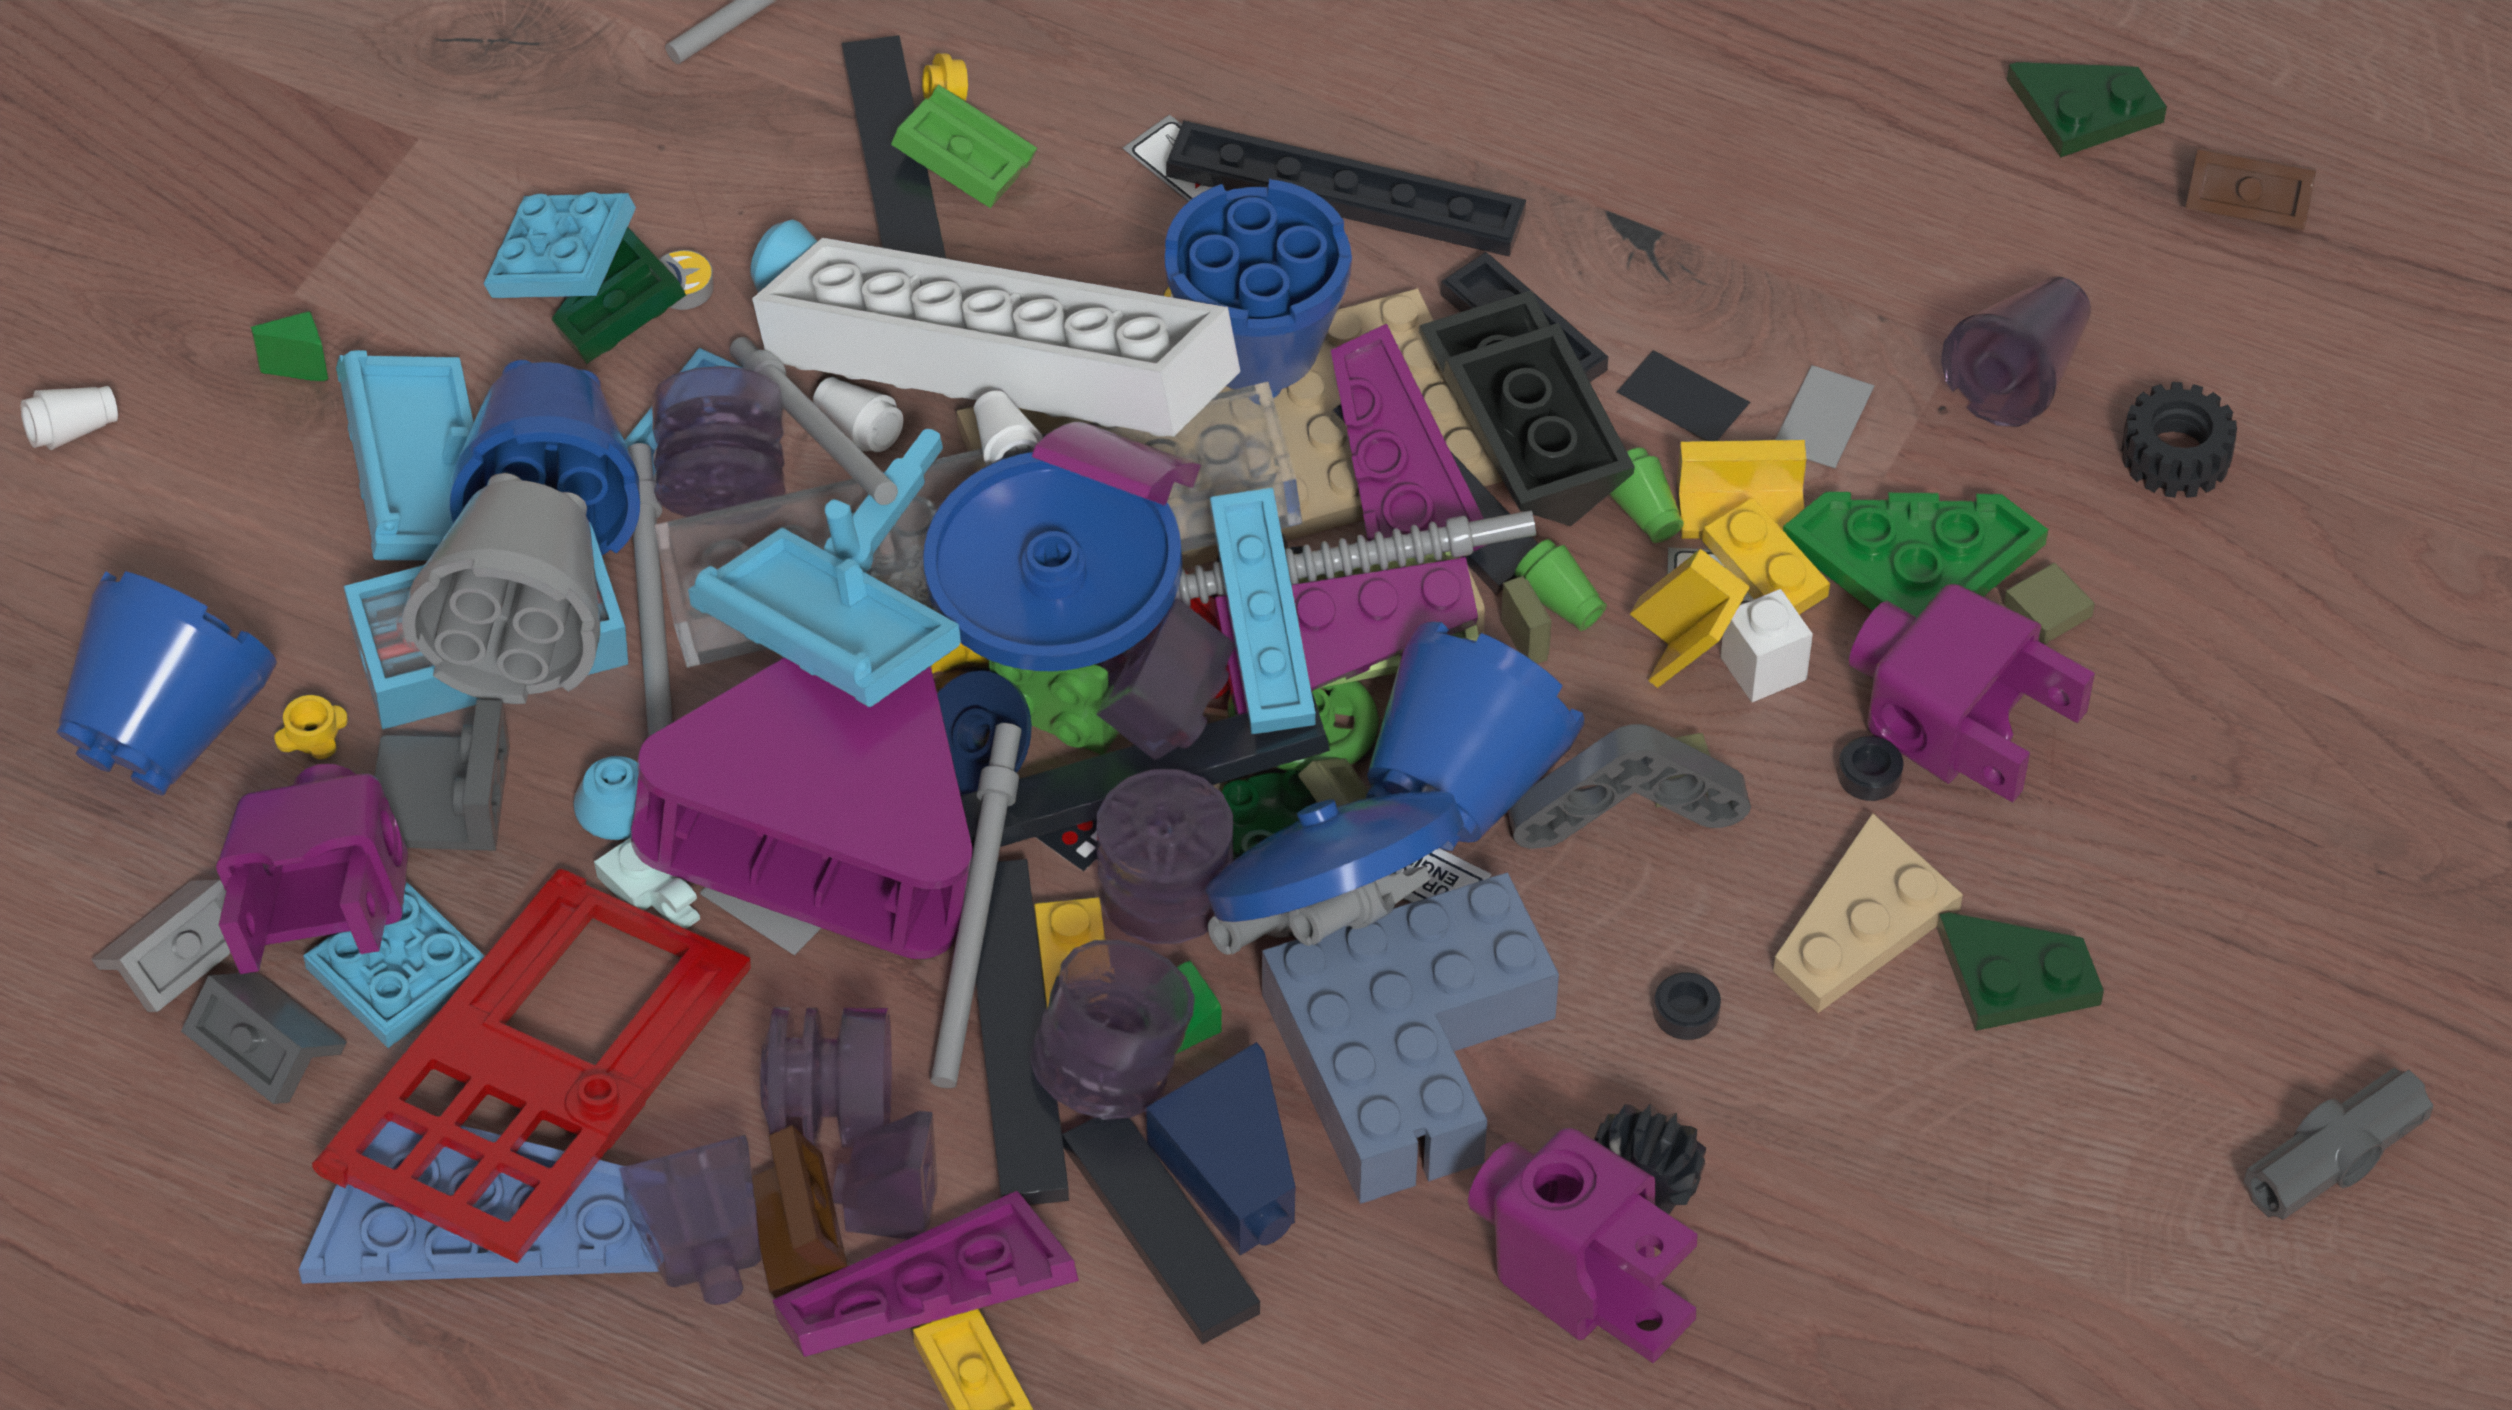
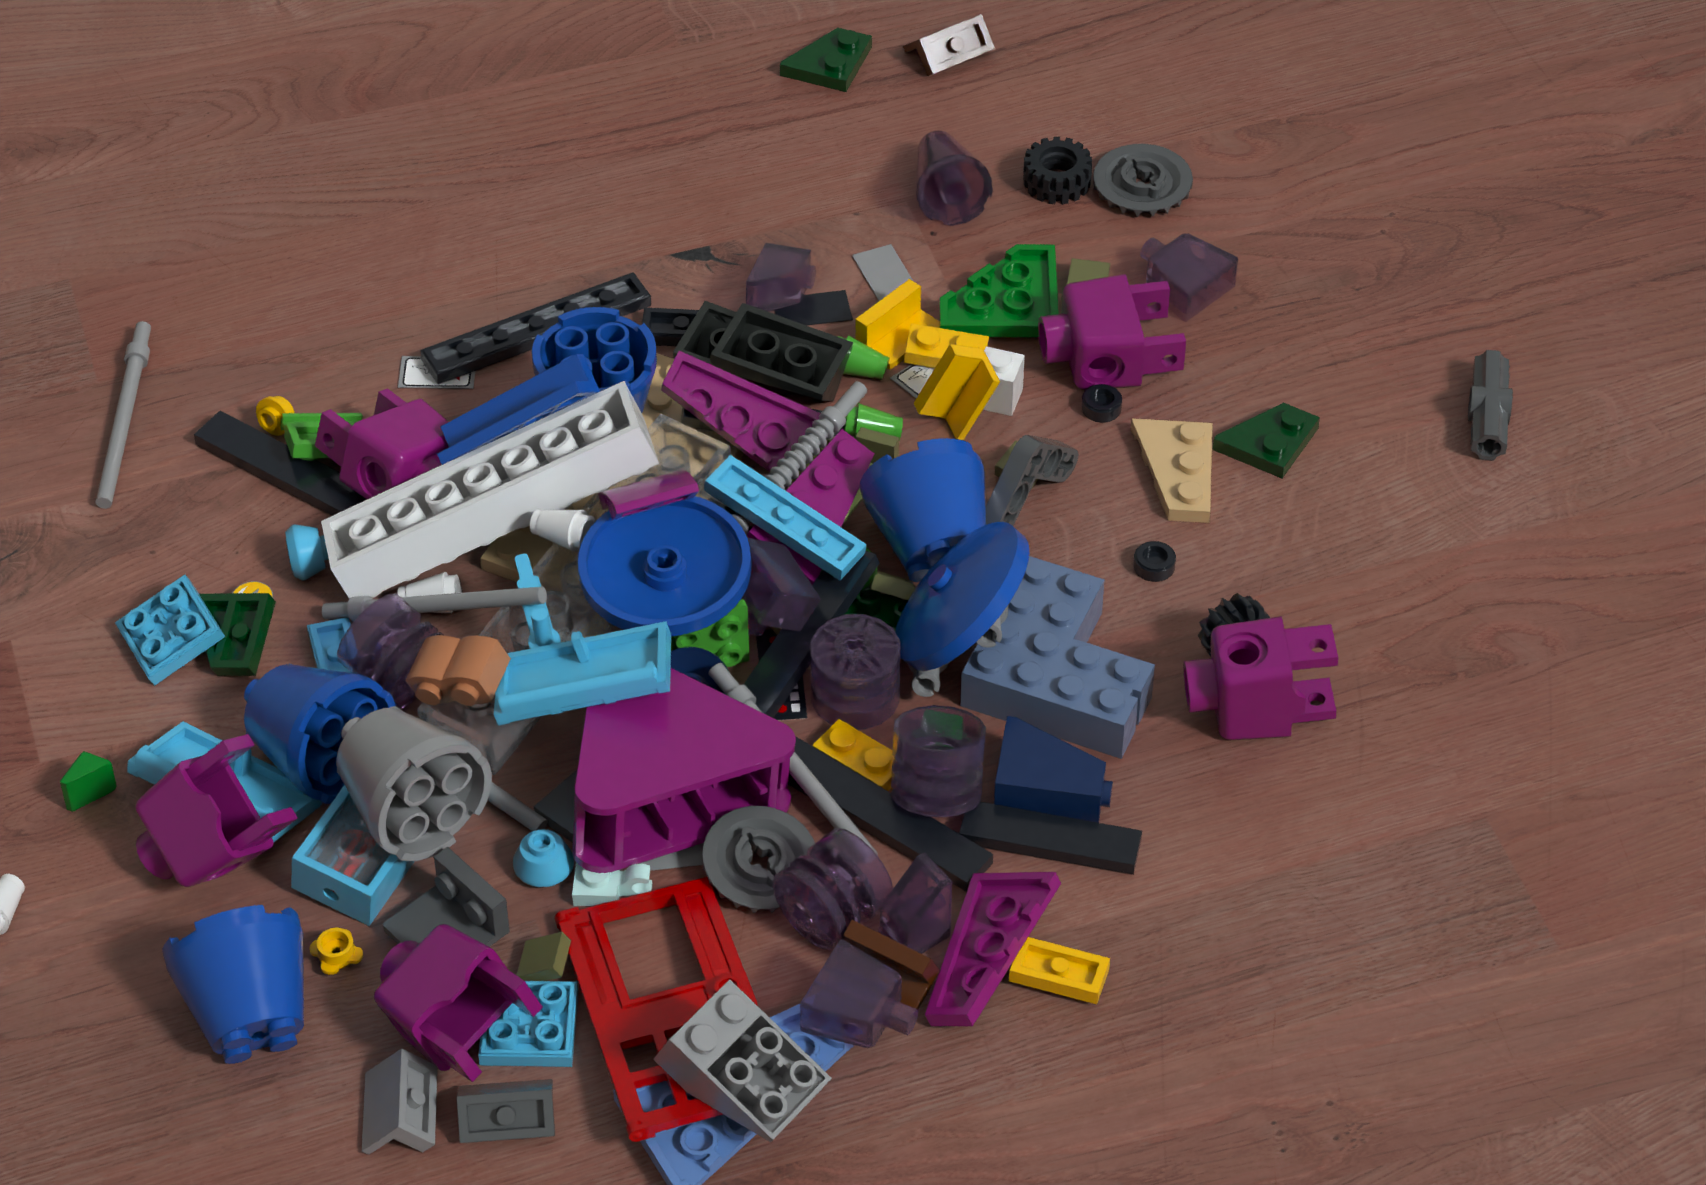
camera: 45 degrees left, 5 degrees down
(314, 474) = (203, 819): none -> magenta piece
(484, 907) = (544, 957): none -> olive tile
(486, 1183) = (742, 1064): none -> light grey slope
(711, 511) = (458, 670): none -> nougat brick
(796, 949) = (730, 848): none -> dark grey gear
(991, 206) = (386, 447): none -> magenta piece
(1111, 257) = (519, 407): none -> blue fence
(1662, 327) = (780, 277): none -> clear purple slope
(2171, 689) = (1194, 270): none -> clear purple torso
(2244, 506) = (1163, 169): none -> dark grey gear

